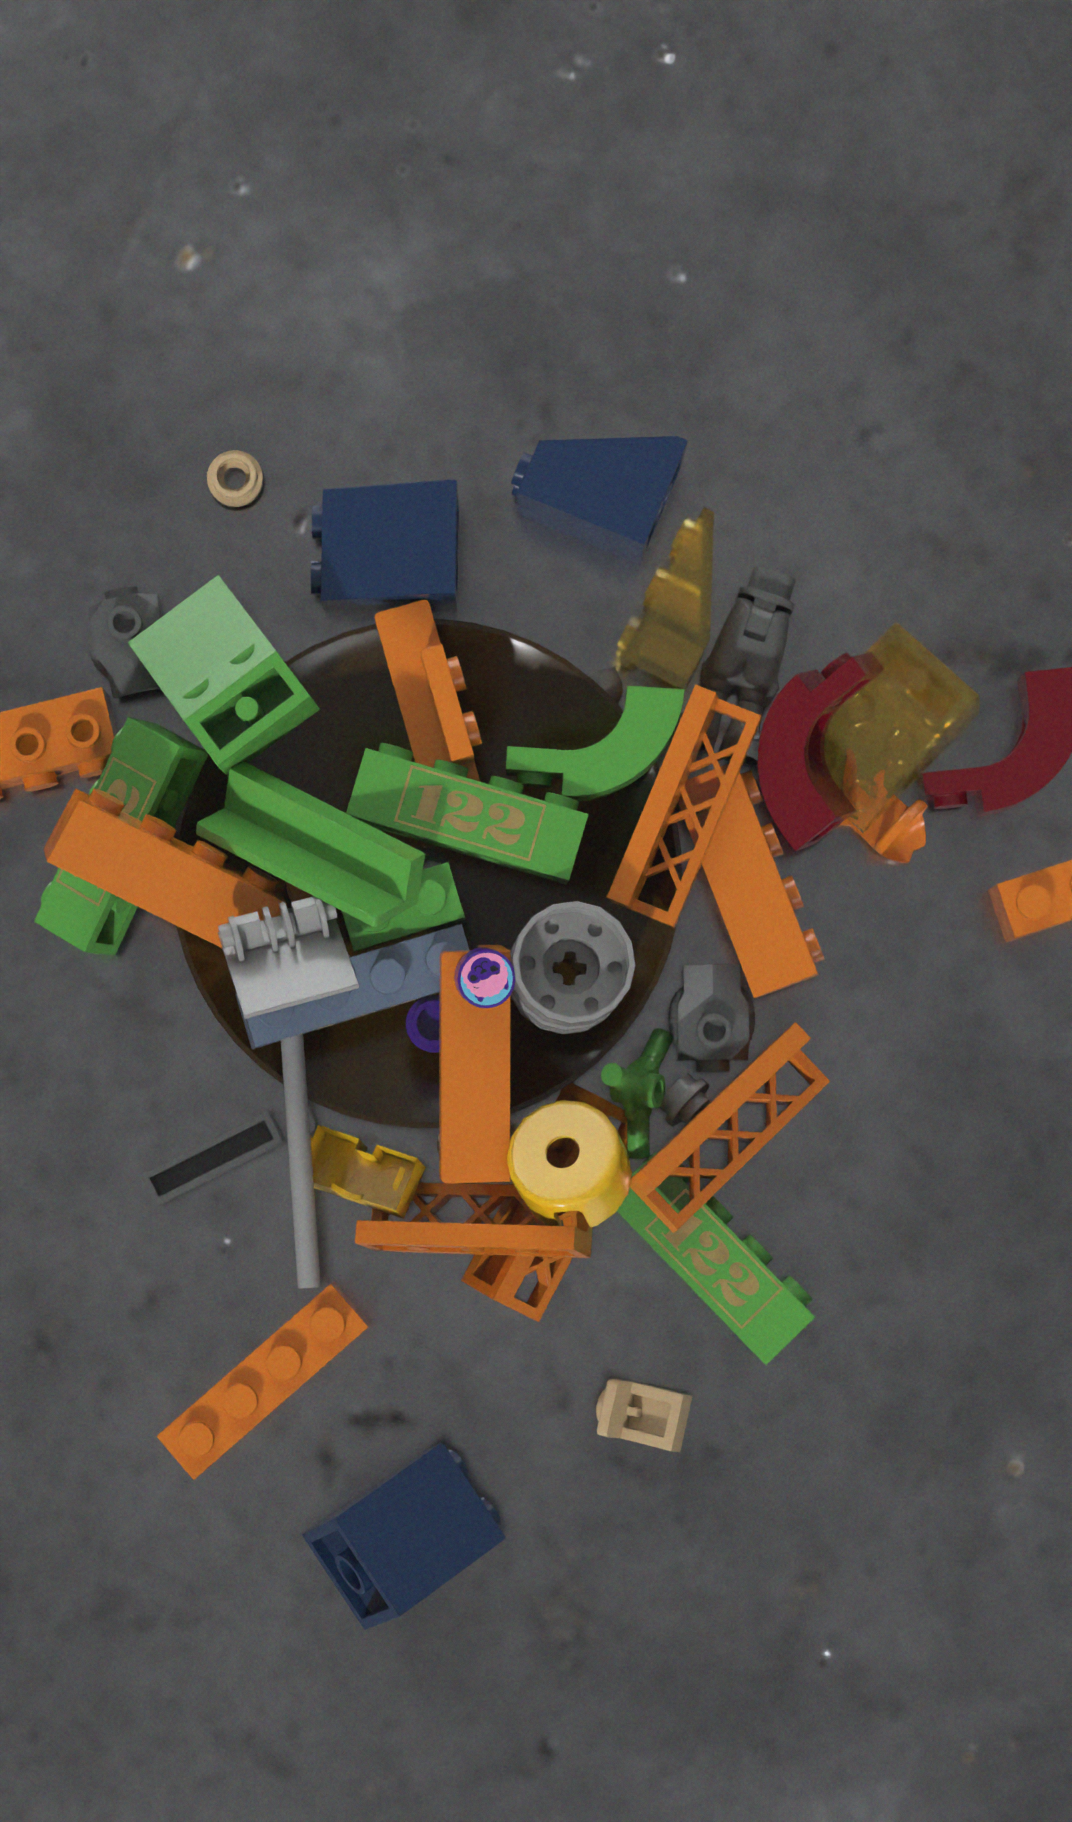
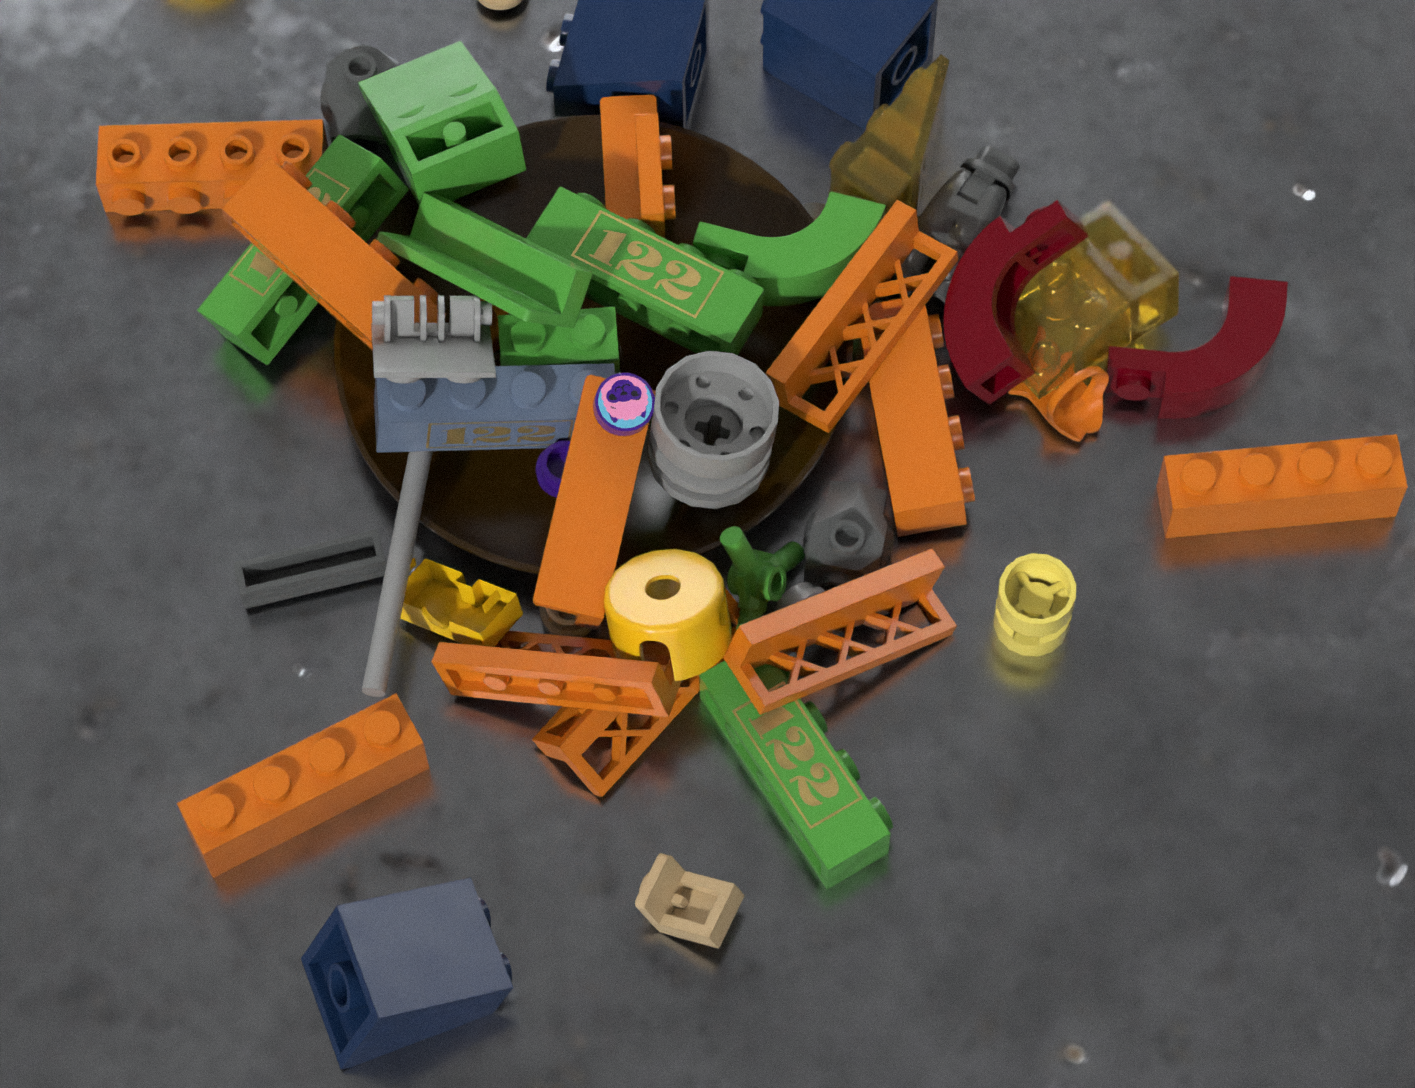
camera: 15 degrees right, 20 degrees down
(901, 1053) = (1034, 604): none -> light yellow wheel

